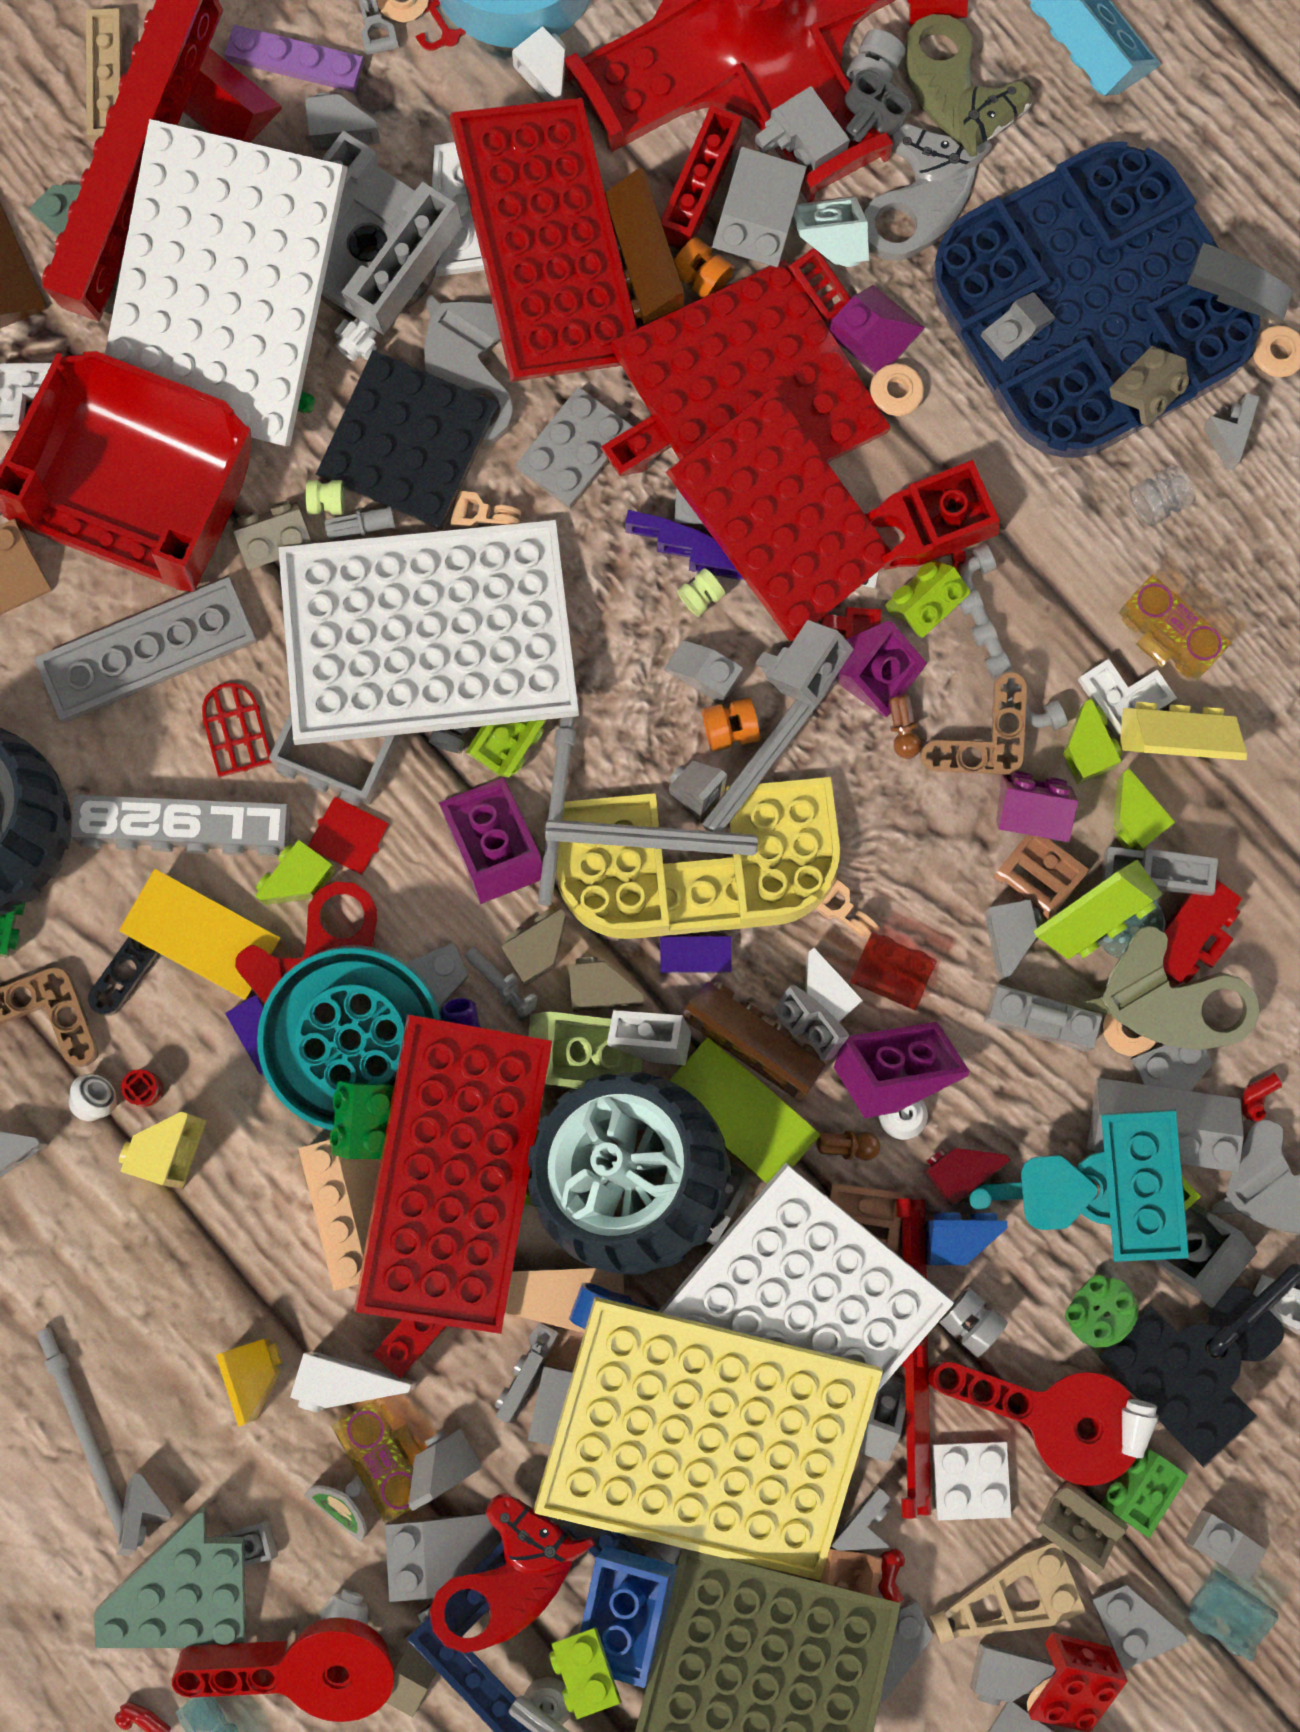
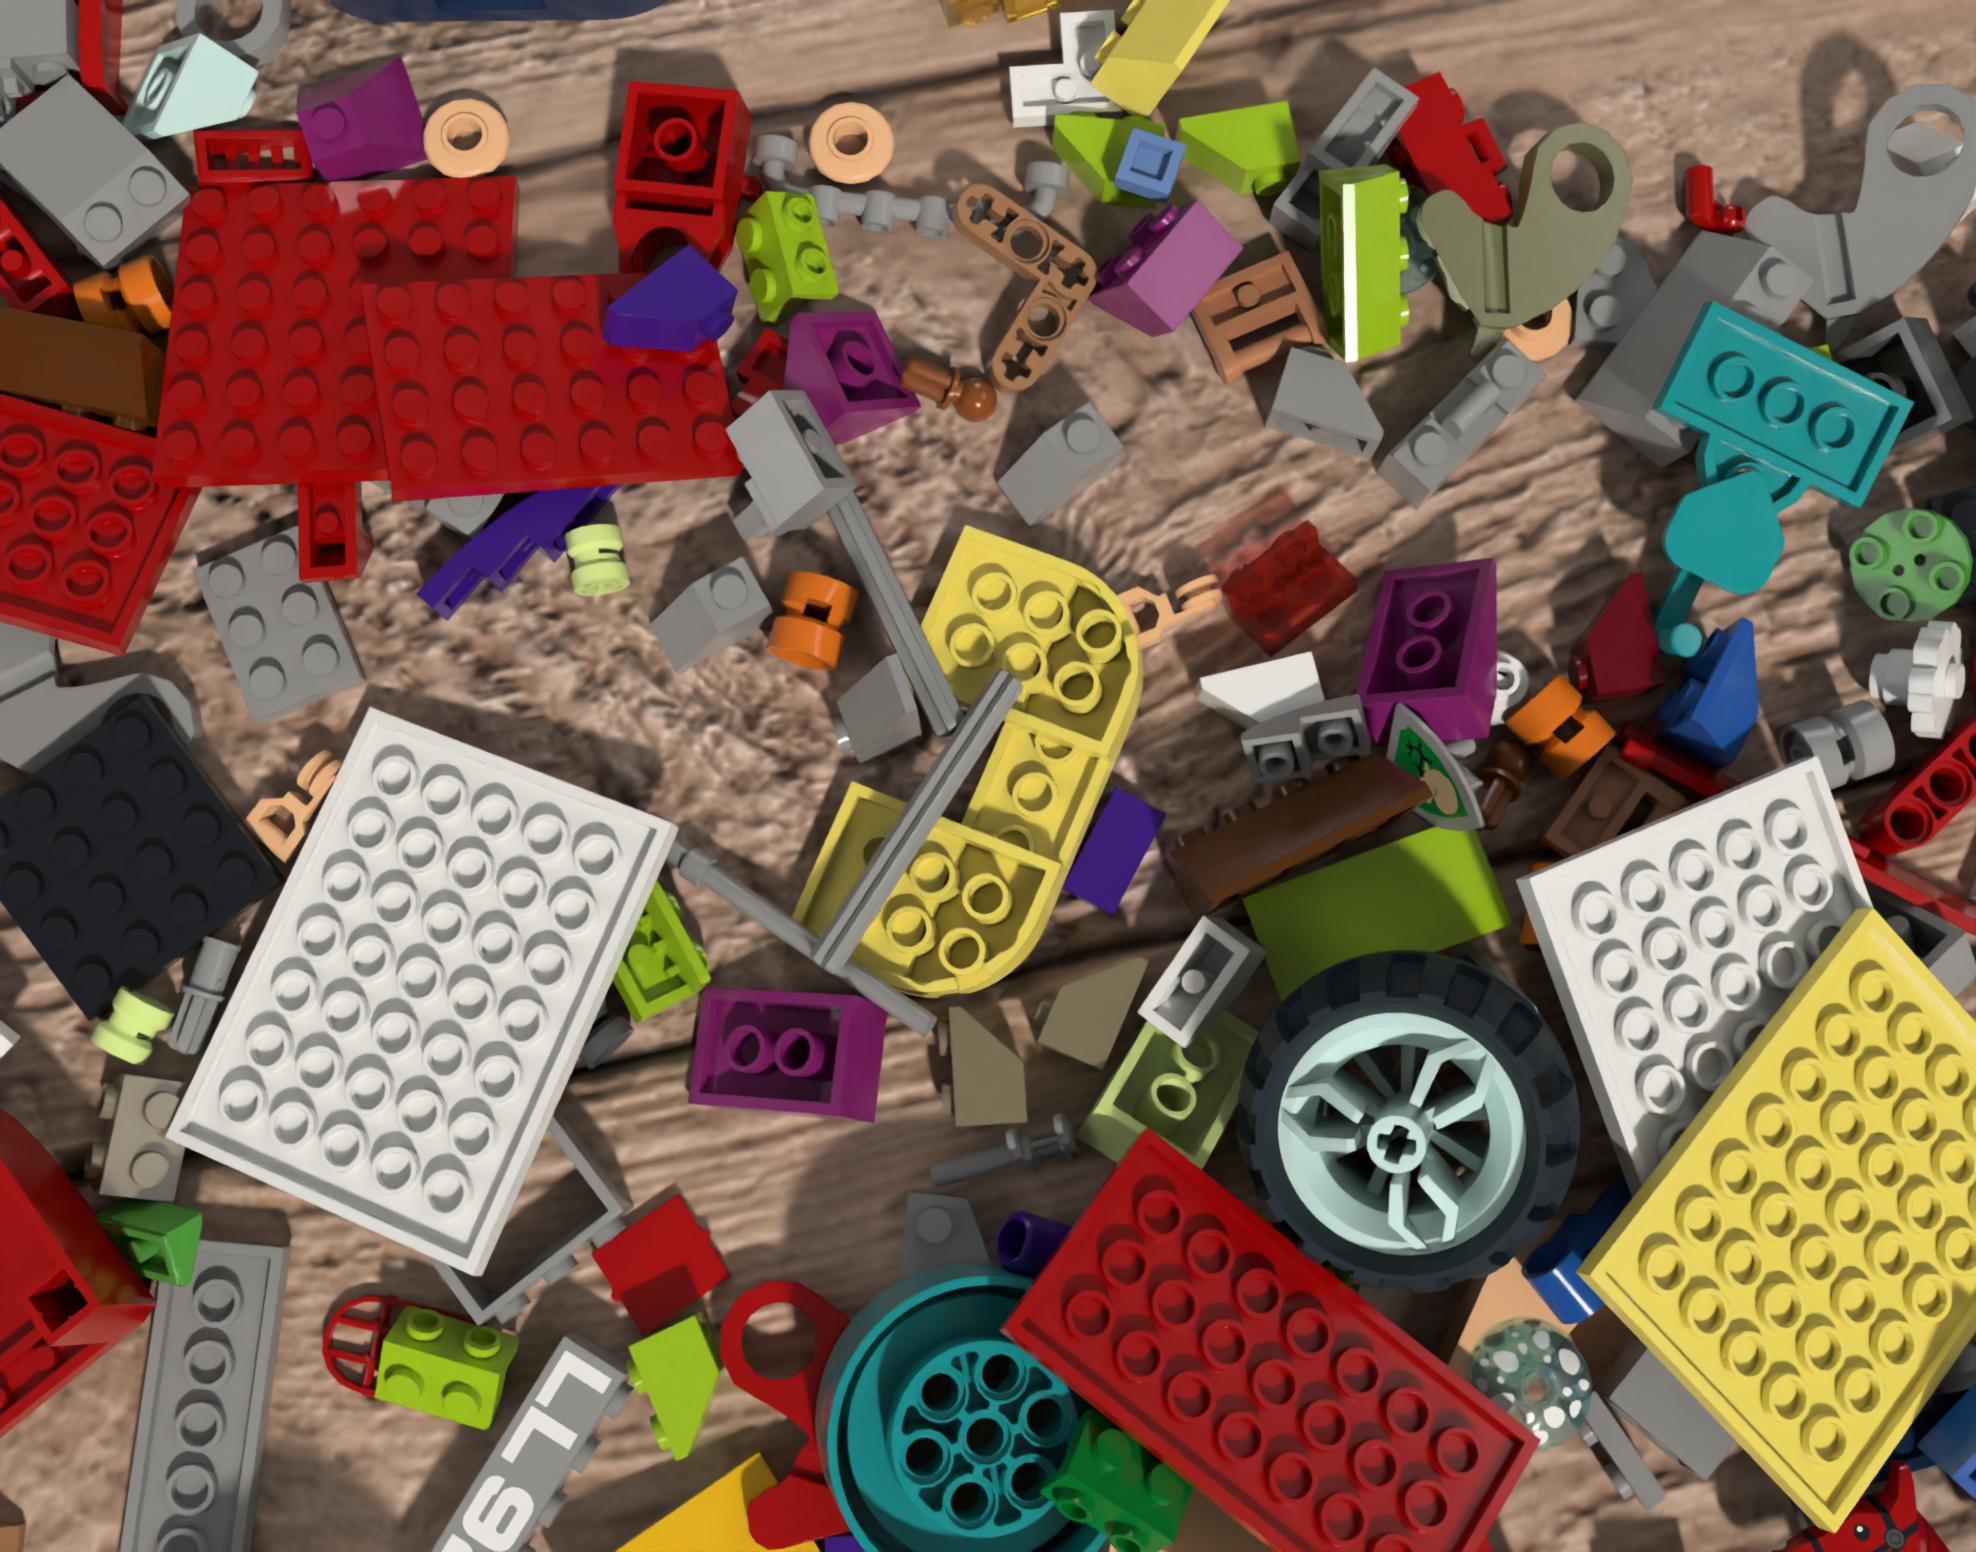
camera: 60 degrees left, 0 degrees up
(226, 572) = (155, 1237): none -> bright green slope
(238, 754) = (445, 1367): none -> lime bracket
(546, 1326) = (1528, 1353): none -> clear light blue dish
(827, 1100) = (1437, 764): none -> shield
(858, 555) = (673, 307): none -> dark purple slope
(893, 810) = (1061, 465): none -> light grey slope
(901, 1148) = (1546, 712): none -> orange wheel
(1015, 580) = (846, 120): none -> light nougat piece
(1040, 1353) = (1924, 678): none -> white plant
(1087, 765) = (1150, 165): none -> medium blue plate

